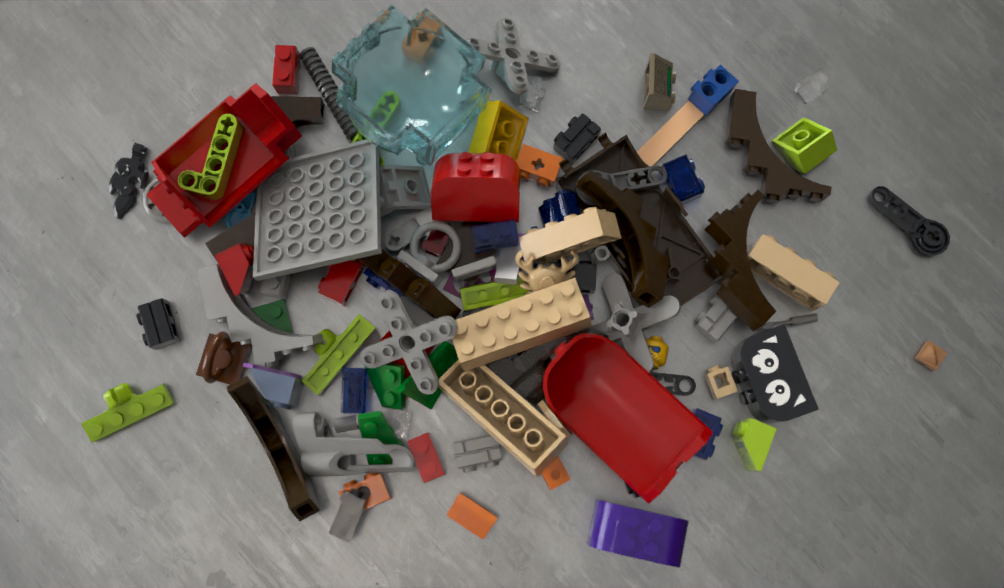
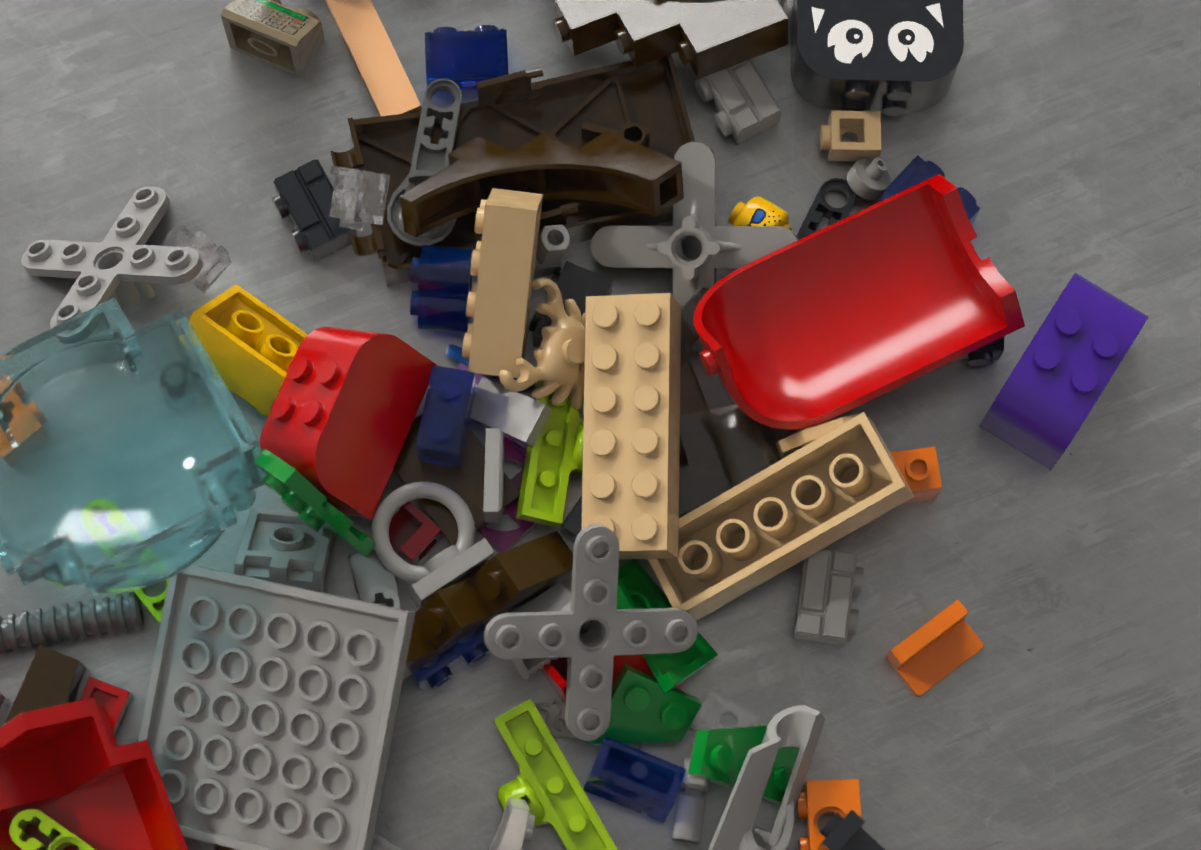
camera: 75 degrees left, 5 degrees down
(309, 136) = (111, 697): none -> red plate
(340, 281) = (421, 740): red brick -> none
(426, 457) = (816, 686): red brick -> none
(427, 170) = (310, 503): none -> green wing
(531, 157) = (341, 277): orange brick -> none
(586, 153) = (358, 197): none -> clear brick
(701, 398) = (869, 178): none -> light grey tile
(753, 442) = (978, 121): lime slope -> none

